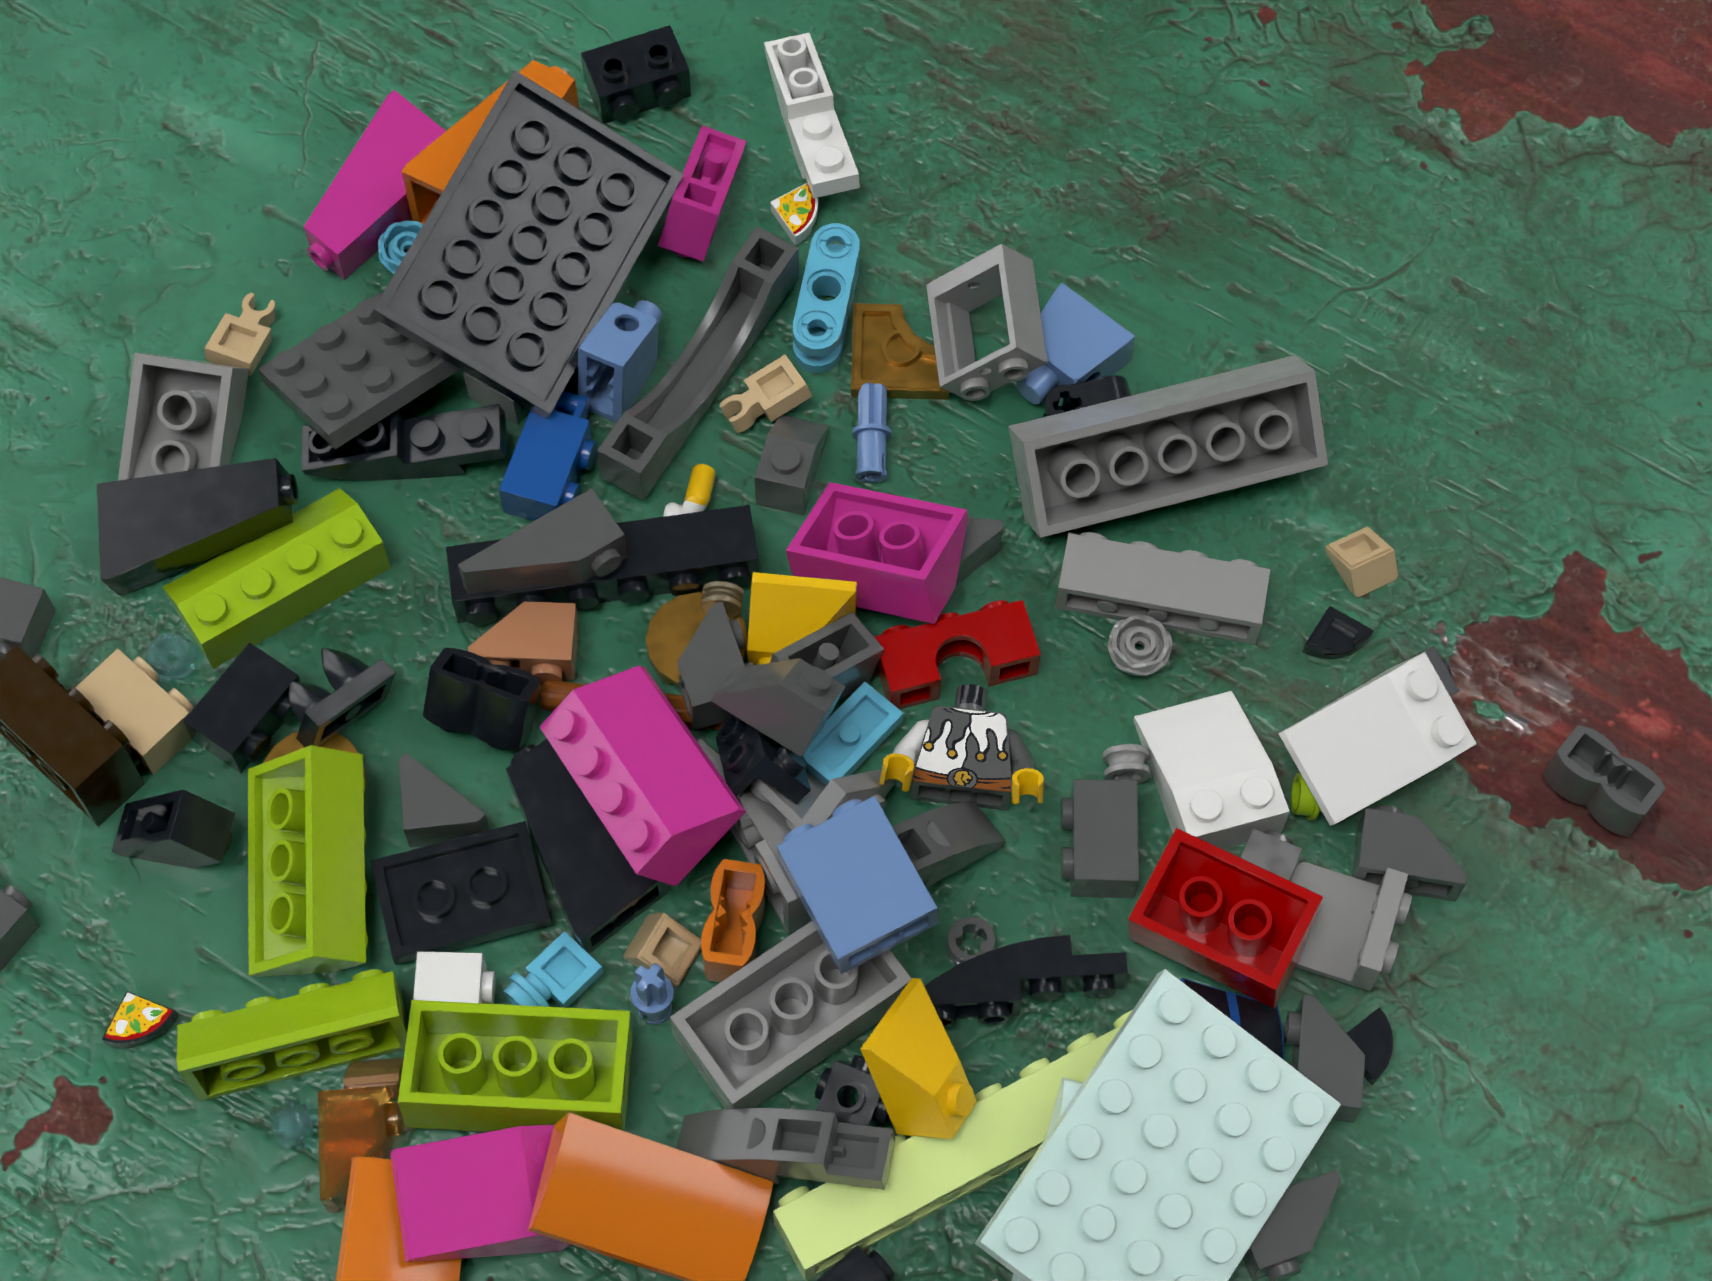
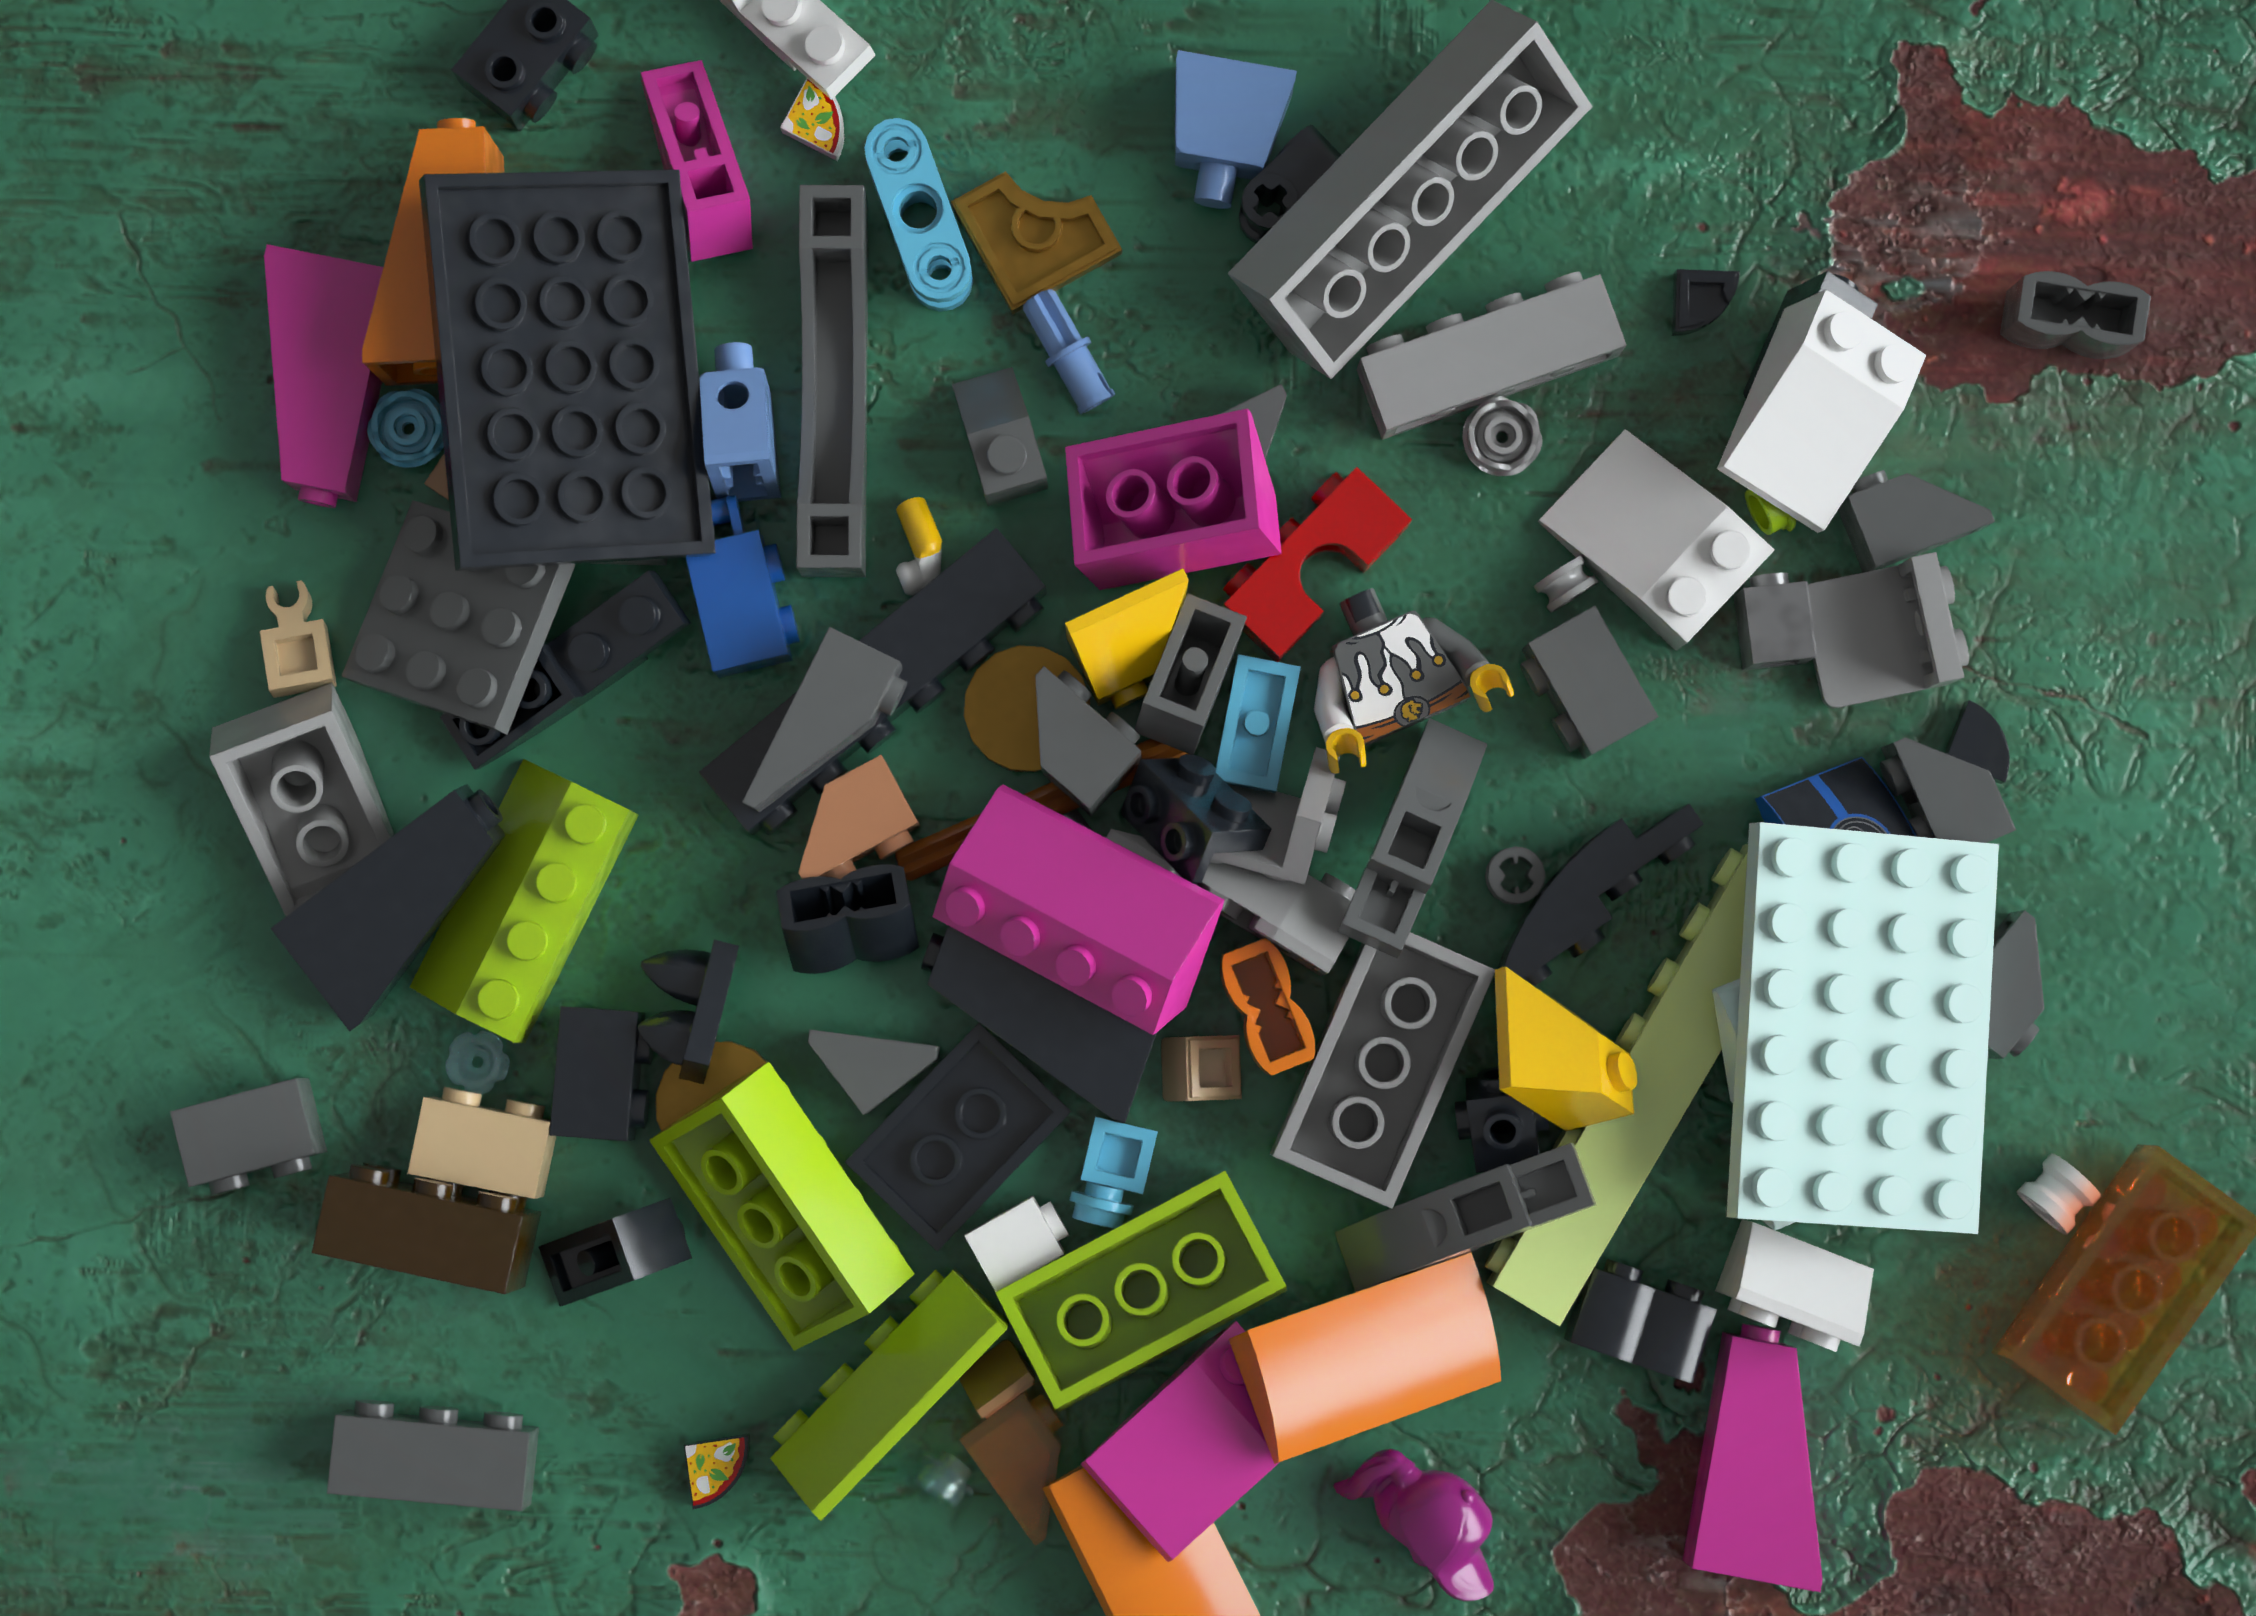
camera: 35 degrees left, 20 degrees up
(652, 994) = (1232, 1134): medium blue axle -> none
(724, 592) = (1032, 653): dark tan piece -> none
(770, 391) = (930, 365): tan plate -> none
(781, 700) = (1186, 755): dark grey slope -> none
(857, 883) = (1397, 921): medium blue brick -> none
(969, 287) = (1089, 181): light grey window -> none
(1224, 917) = (1770, 704): red slope -> none
(1363, 561) = (1681, 190): tan slope -> none

